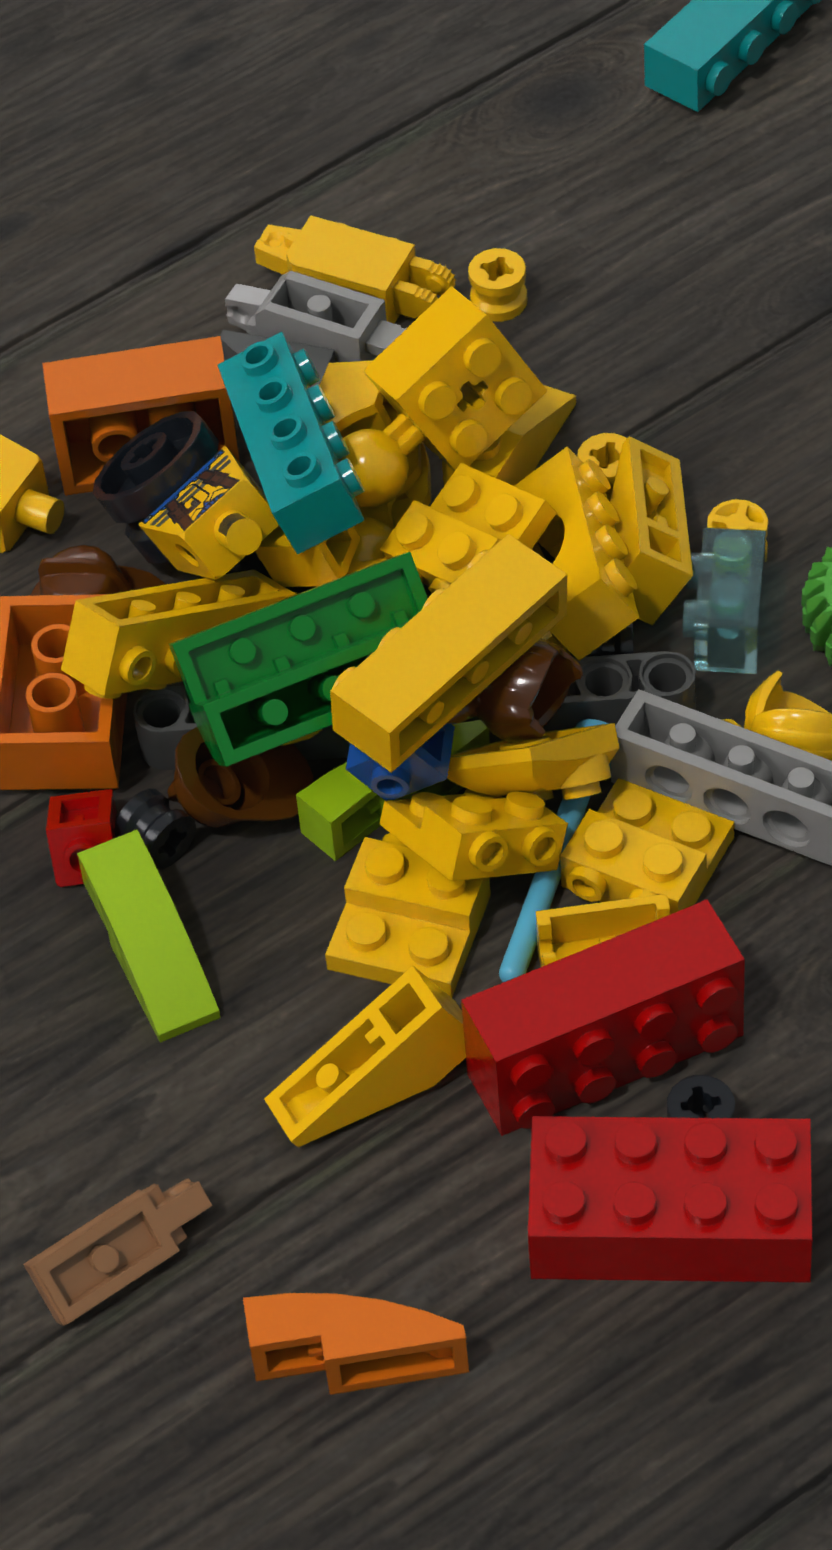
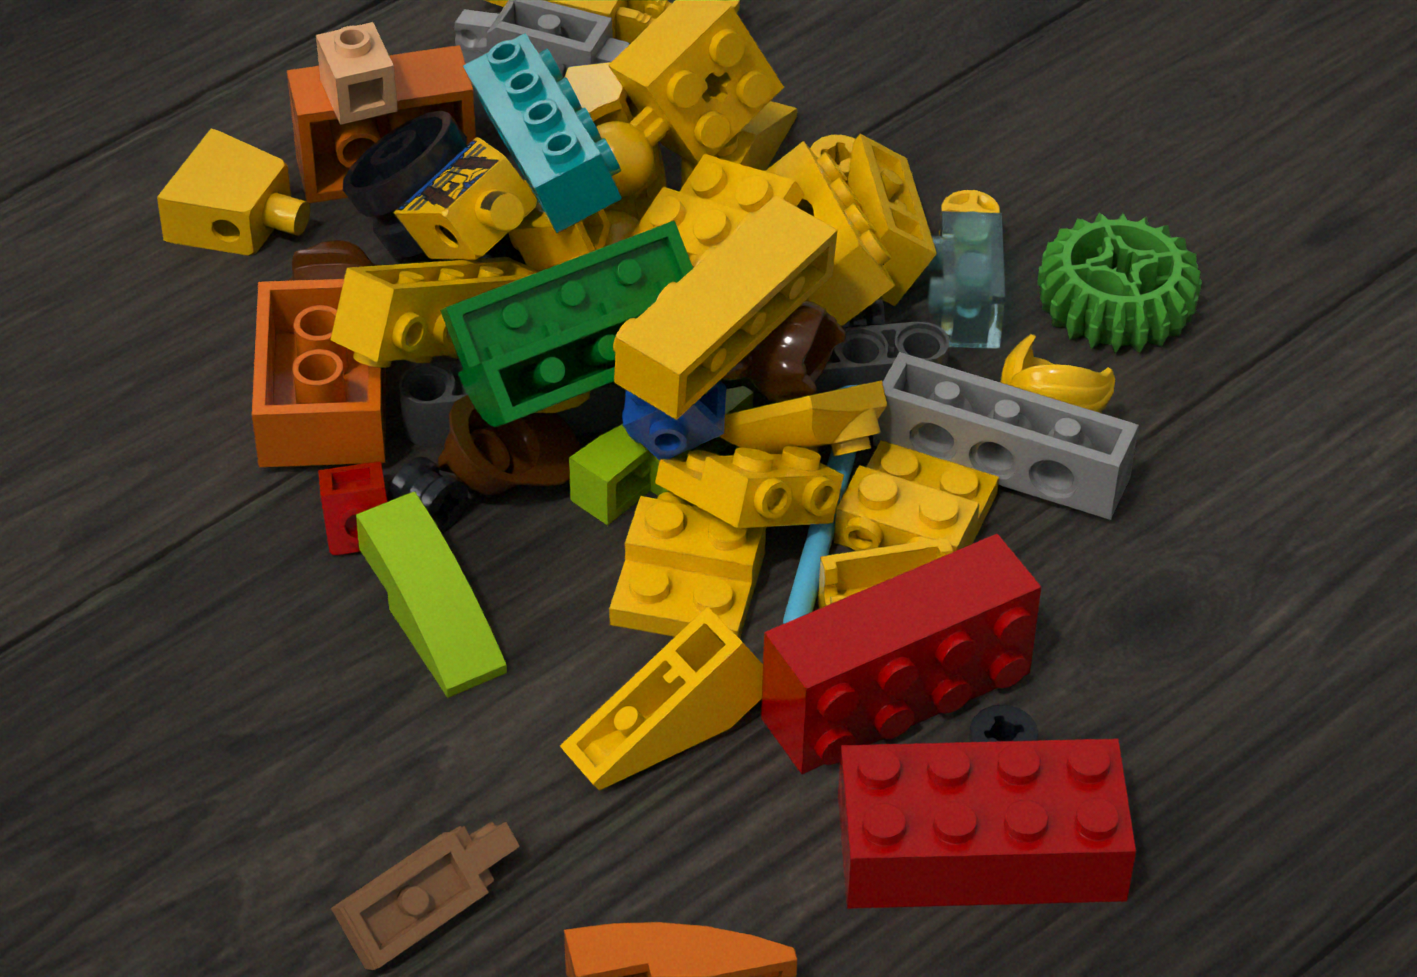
camera: 10 degrees left, 5 degrees down
(109, 372) = (356, 73): none -> light nougat brick

